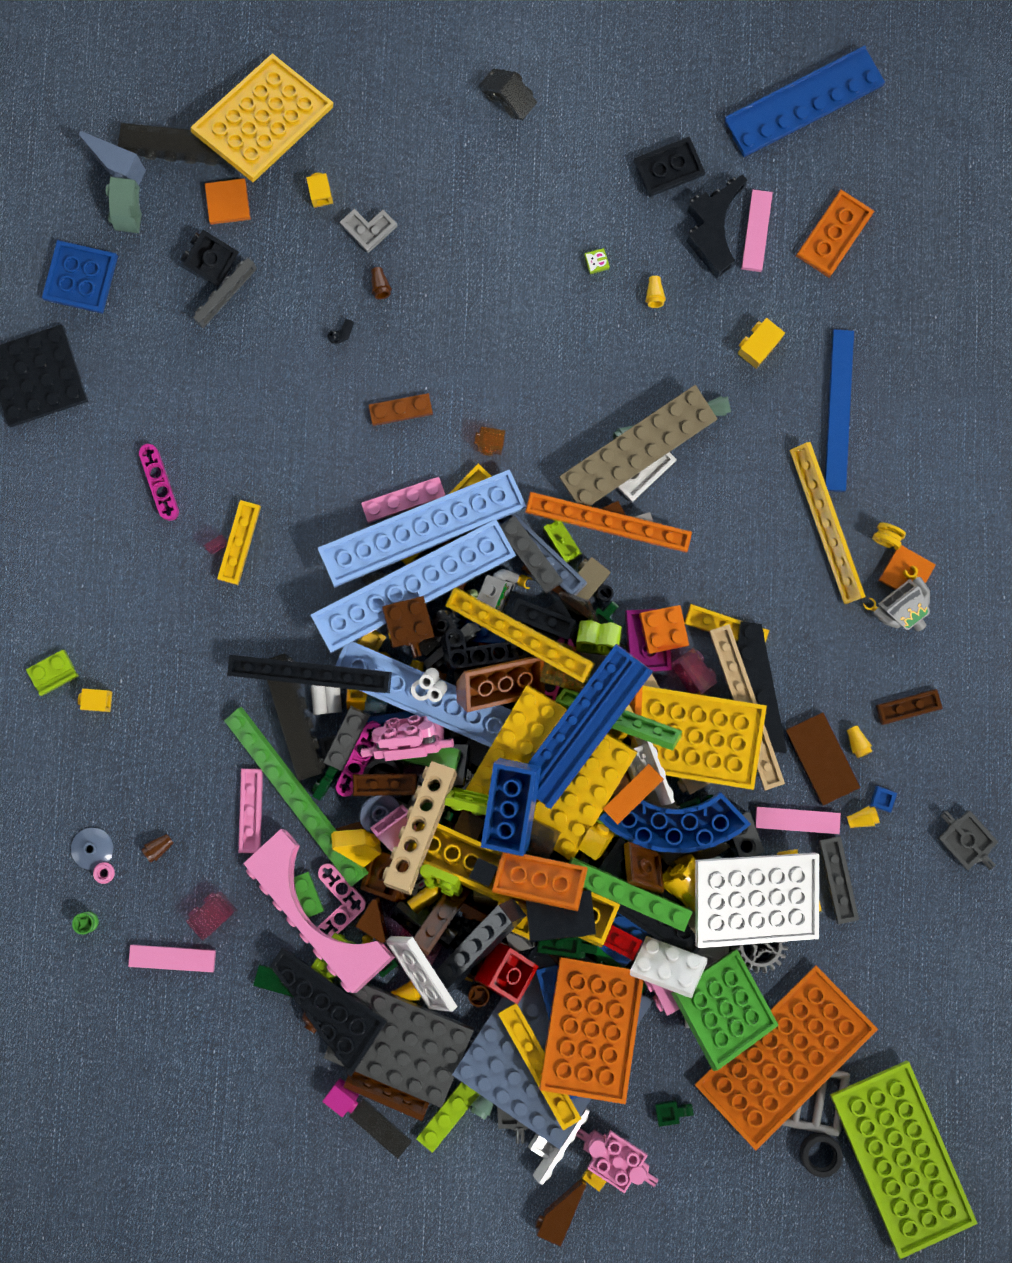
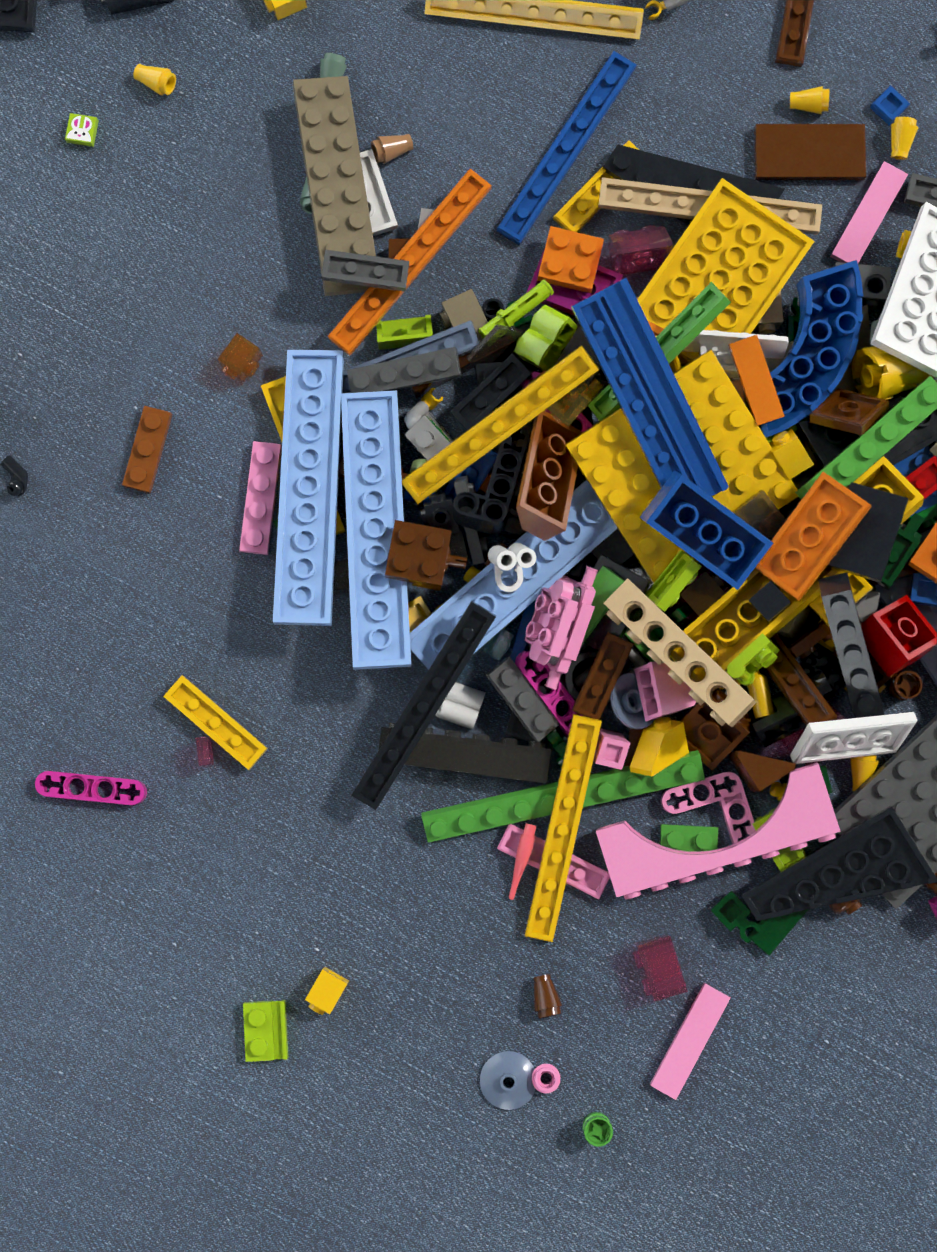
camera: 60 degrees left, 0 degrees up
(251, 786) = (523, 854): none -> coral animal
(269, 948) = (734, 913): none -> dark green plate
(273, 805) = (563, 827): none -> yellow tile
(341, 811) = (611, 749): none -> bright pink brick
(356, 699) = (478, 667): light orange slope -> none
(585, 495) = (365, 270): none -> dark grey plate
(630, 620) = (518, 308): none -> lime pin
(684, 471) = (389, 147): none -> medium nougat cone
(743, 590) = (566, 148): none -> blue tile

